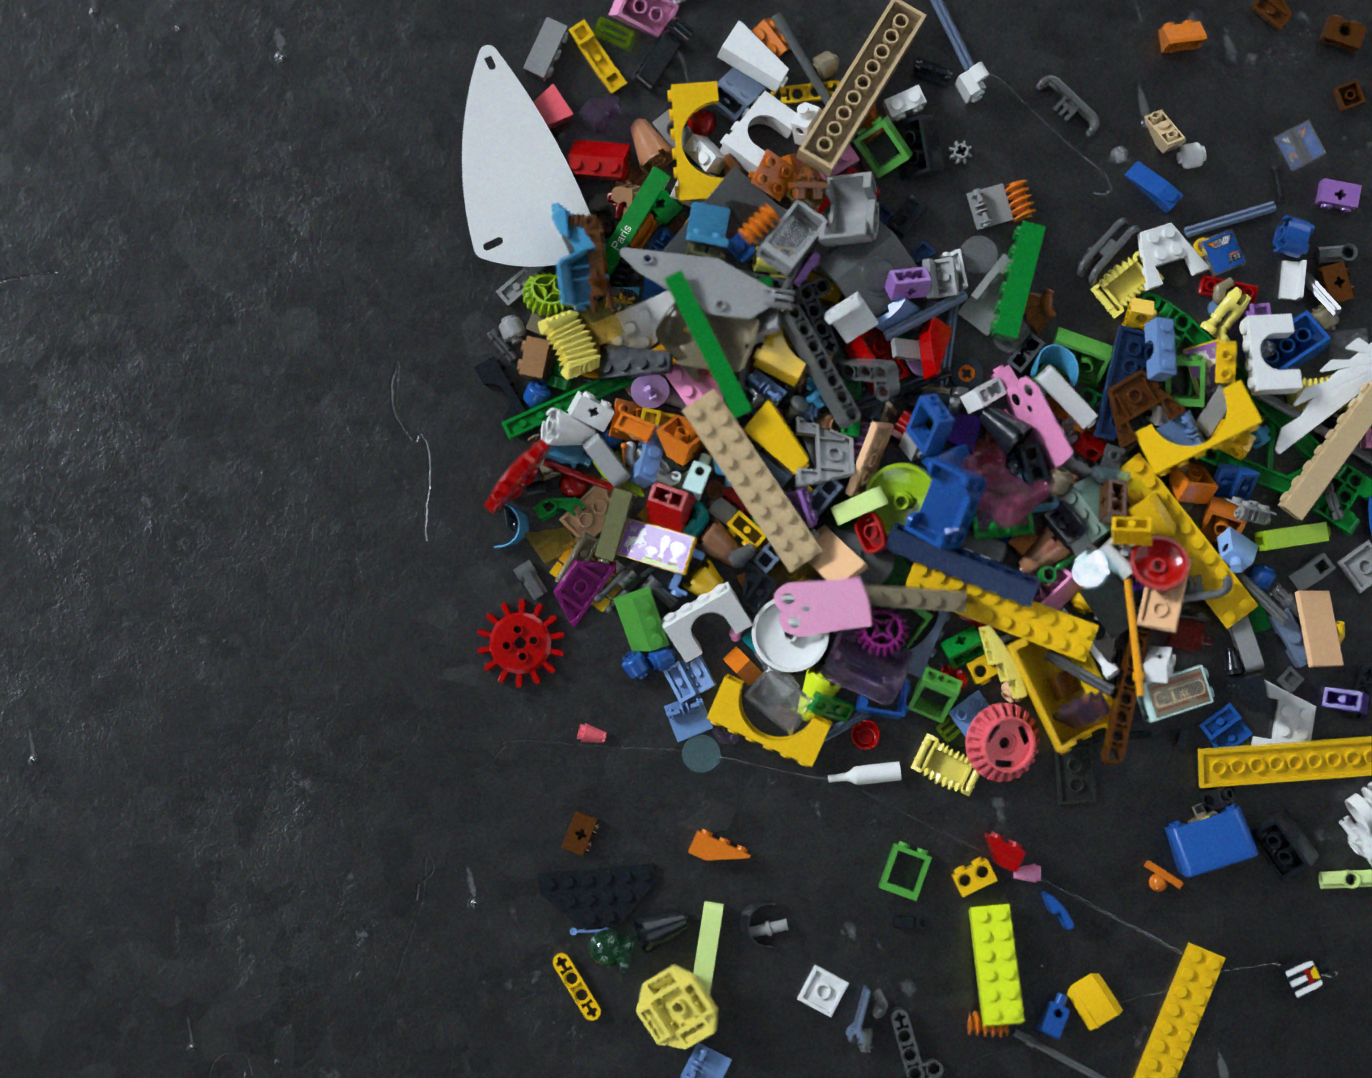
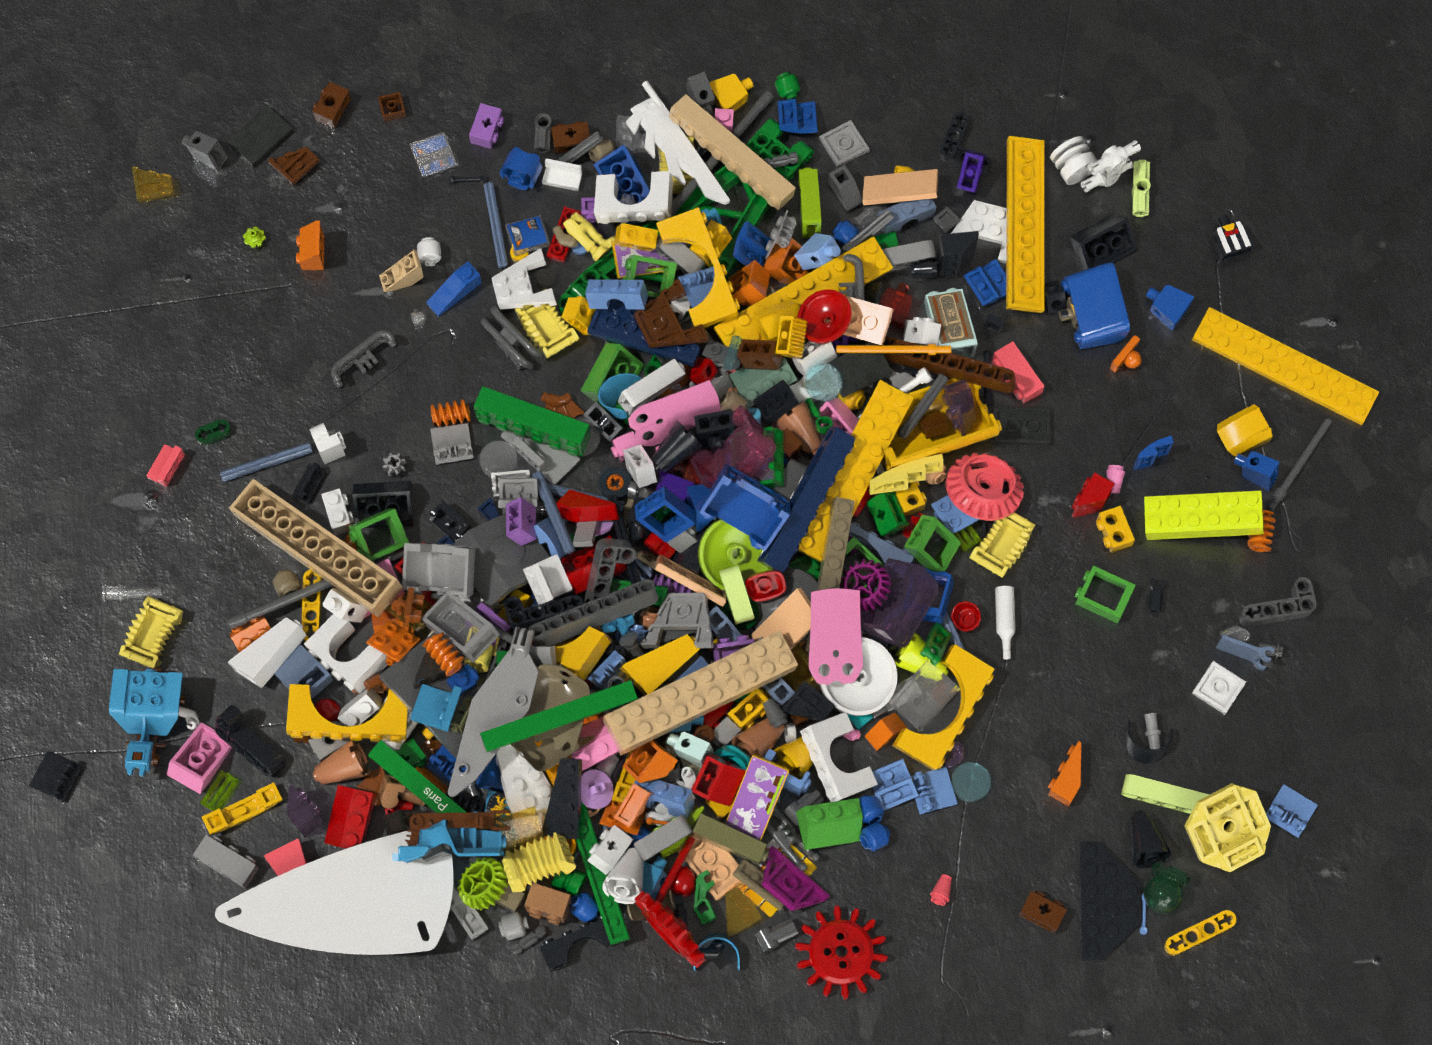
camera: 85 degrees left, 15 degrees down
(729, 572) = (789, 732): none -> white tile
(1132, 766) = (1027, 381): none -> coral brick
(1222, 916) = (1169, 304): none -> blue torso

